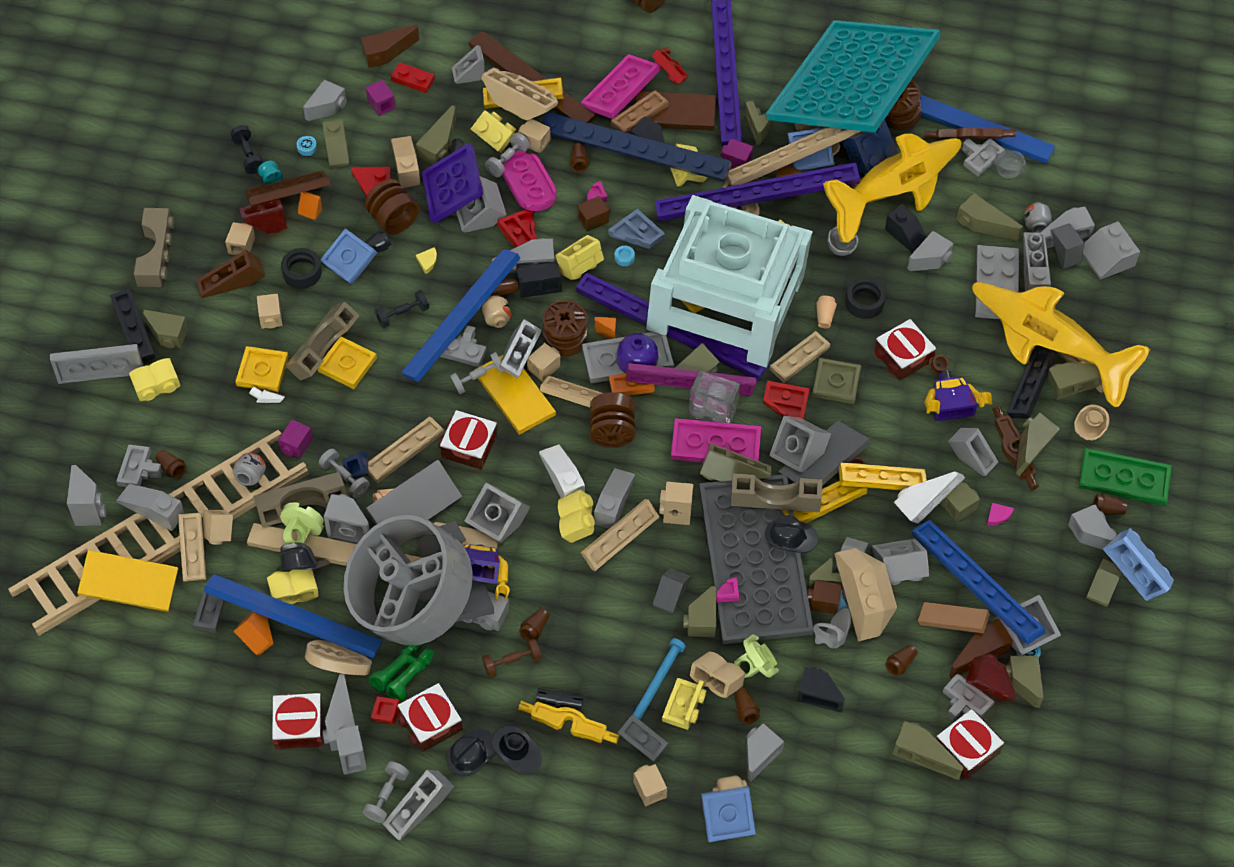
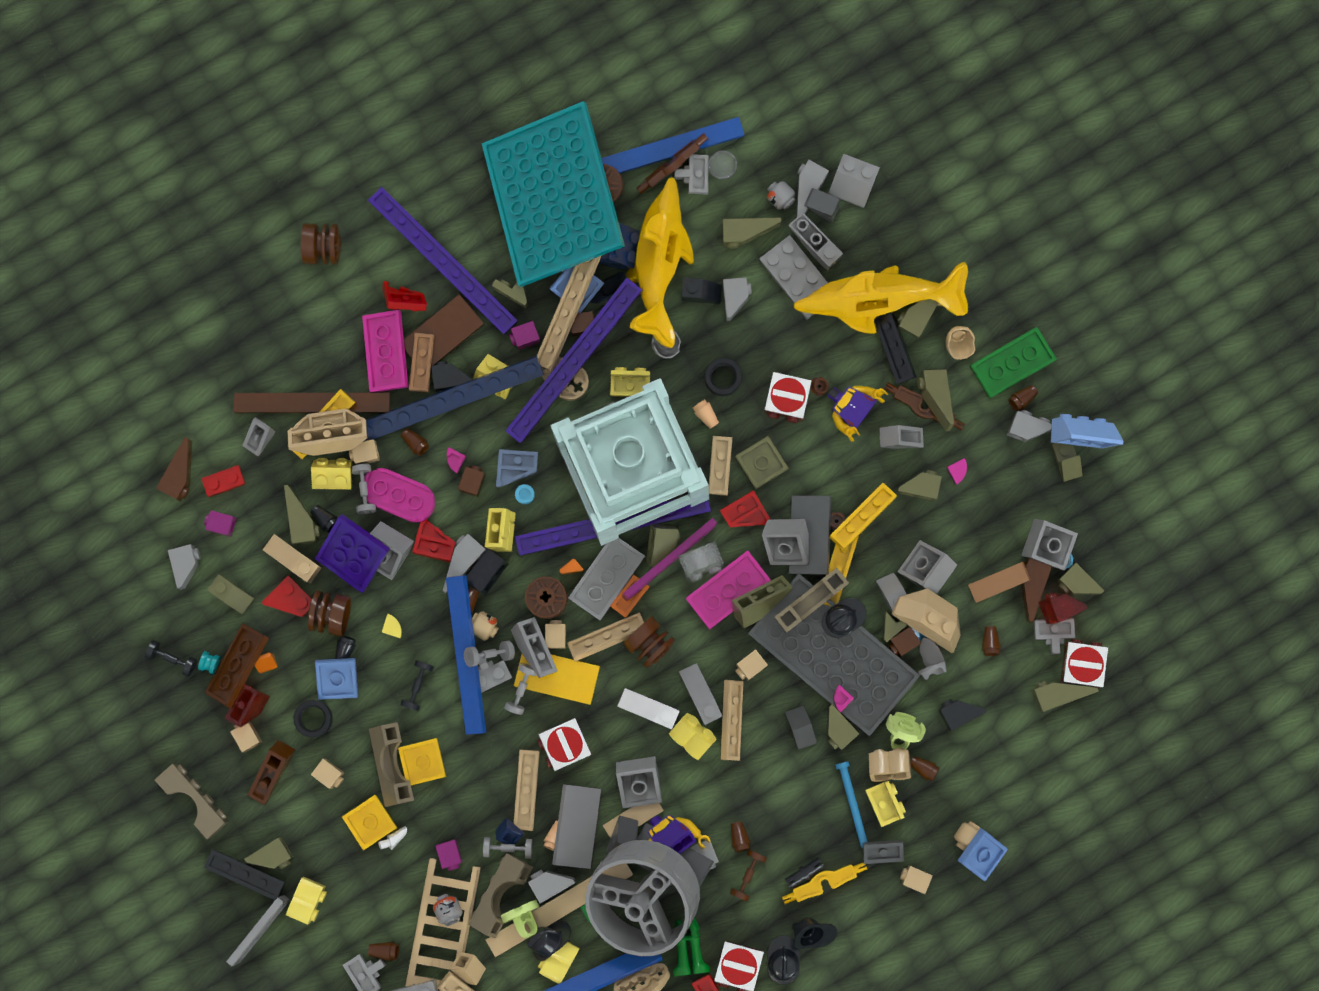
camera: 40 degrees left, 25 degrees up
(306, 145) = (208, 612): medium azure tile -> none
(464, 312) = (505, 650): none -> light grey wheel
(637, 349) = (619, 583): dark purple cylinder -> none
(761, 750) = (961, 790): light grey slope -> none
(922, 498) = (904, 508): white slope -> none
(979, 582) = (994, 543): blue tile -> none

